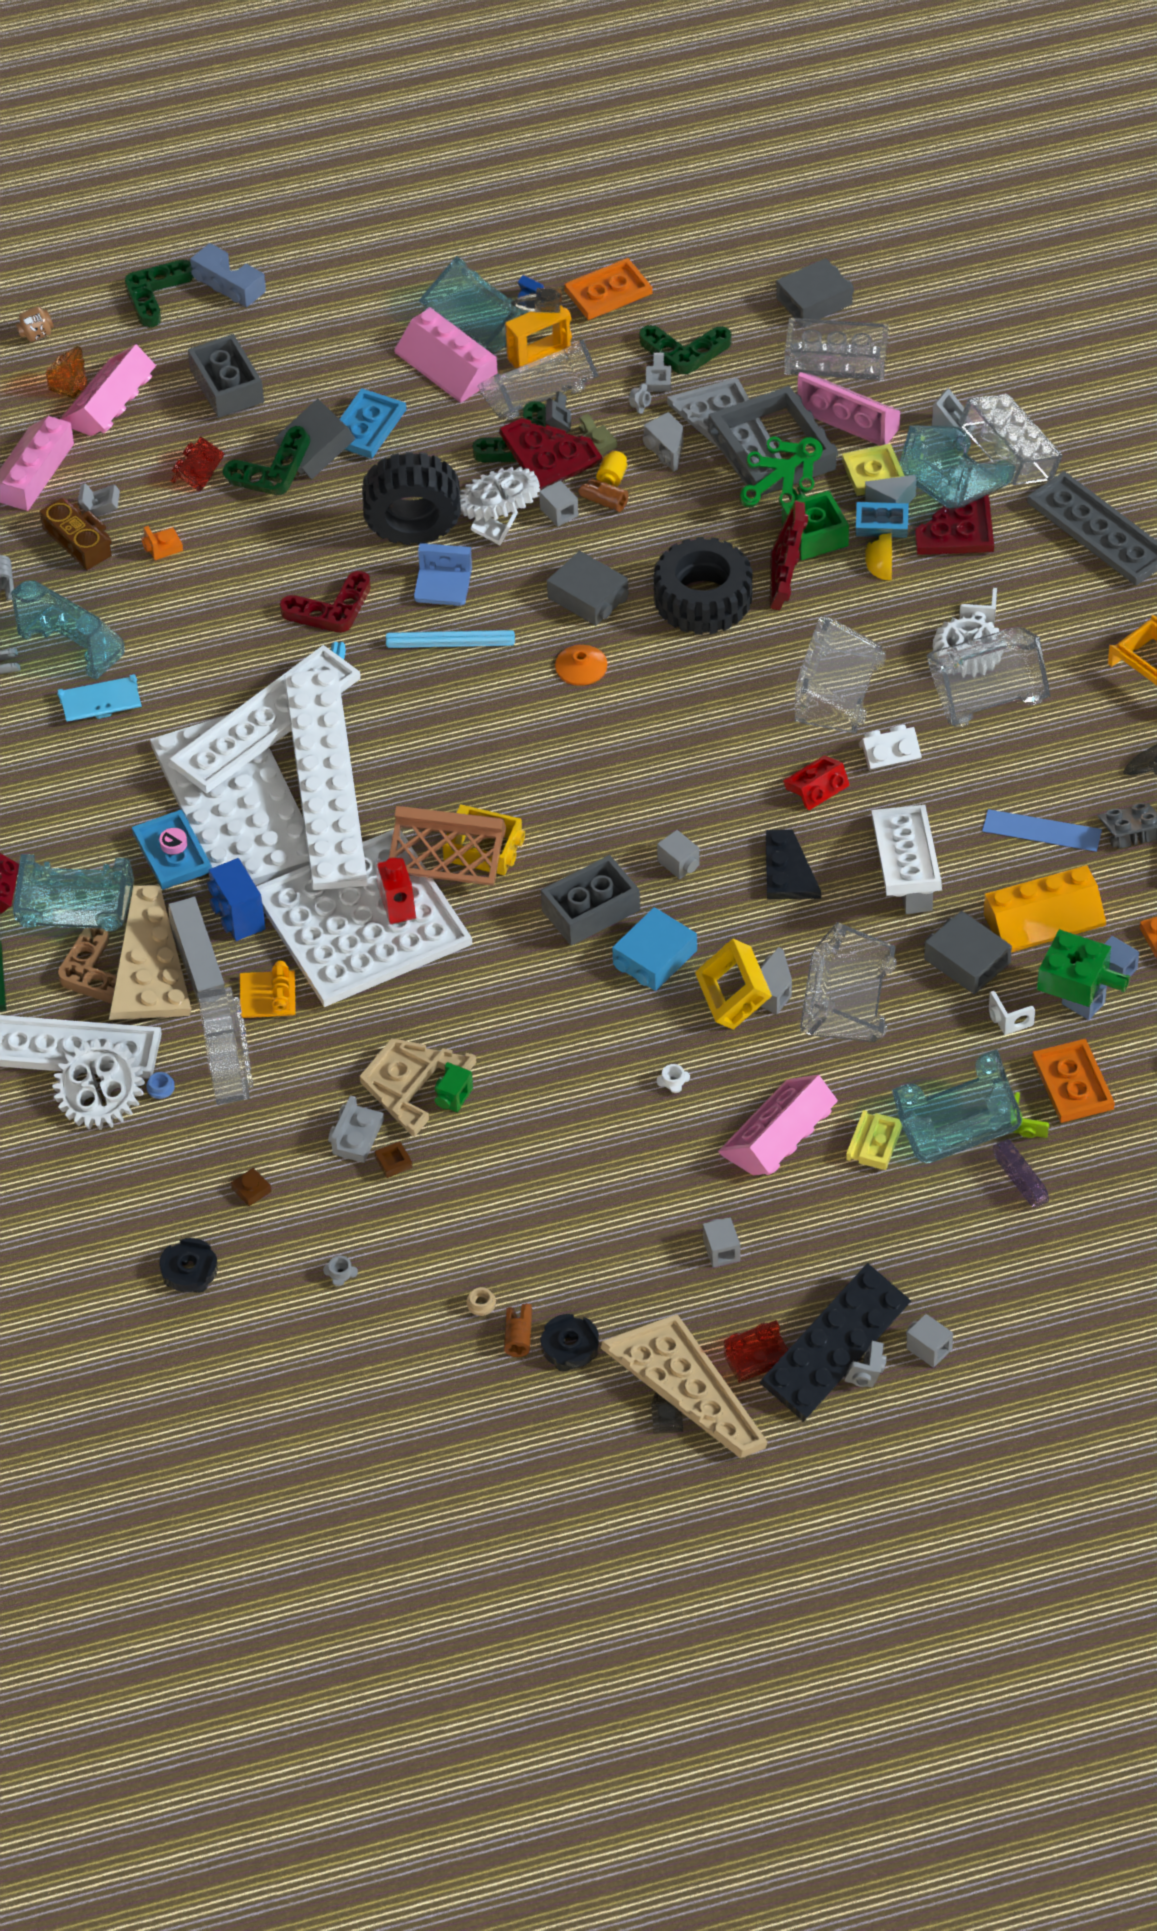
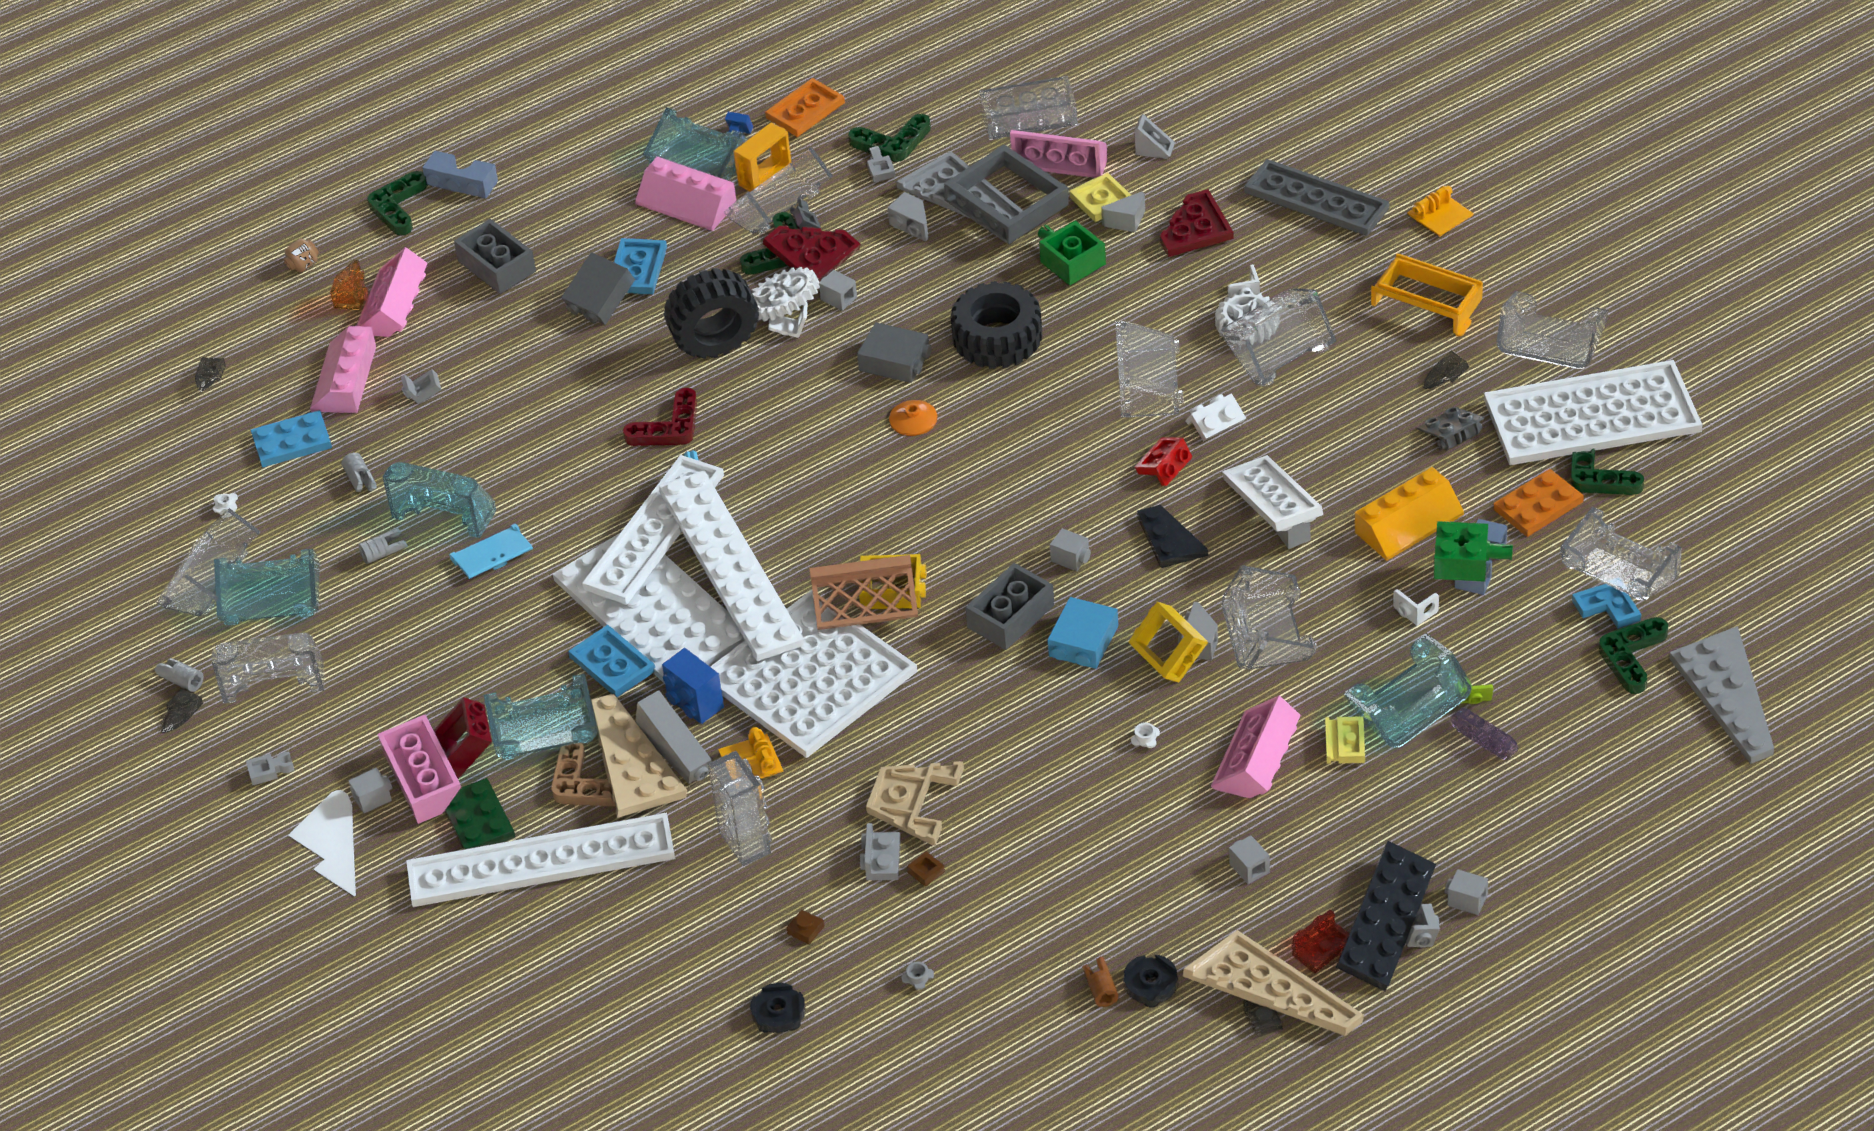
camera: 15 degrees left, 5 degrees down
(76, 532) = (413, 420): reddish brown piece -> none
(122, 1075) = (609, 888): white gear -> none
(160, 1085) = (686, 862): medium blue plate -> none
(161, 543) = (492, 409): orange bracket -> none
(173, 841) = (612, 652): bright pink tile -> none
(198, 465) = (498, 335): clear red bracket -> none
(276, 471) = (574, 324): dark green beam -> none
(394, 879) = (831, 632): red torso -> none
(443, 574) = (760, 372): medium blue bracket -> none
(450, 639) = (788, 424): medium azure axle -> none
(453, 1087) = (953, 793): green brick -> none
(481, 1295) = (1056, 967): tan plate -> none
(544, 300) = (759, 125): clear smoke plate -> none
(600, 436) = (854, 228): olive plate -> none
(604, 494) = (875, 273): dark orange hinge -> none
(612, 468) = (873, 251): yellow brick -> none
(640, 398) = (872, 188): light grey plate -> none
(784, 469) = (1029, 212): green plant -> none
(786, 555) = (1058, 281): dark red plate -> none
(814, 291) = (987, 66): dark grey brick -> none
(879, 557) = (1138, 265): yellow brick -> none
(882, 518) = (1131, 233): dark azure brick -> none
(944, 469) = (1165, 184): clear light blue windscreen -> none
(967, 952) = (1357, 565): dark grey brick -> none
(1010, 435) = (1211, 143): clear brick -> none
(1042, 830) = (1374, 451): medium blue sticker -> none
(1073, 1080) = (1495, 646): orange plate -> none

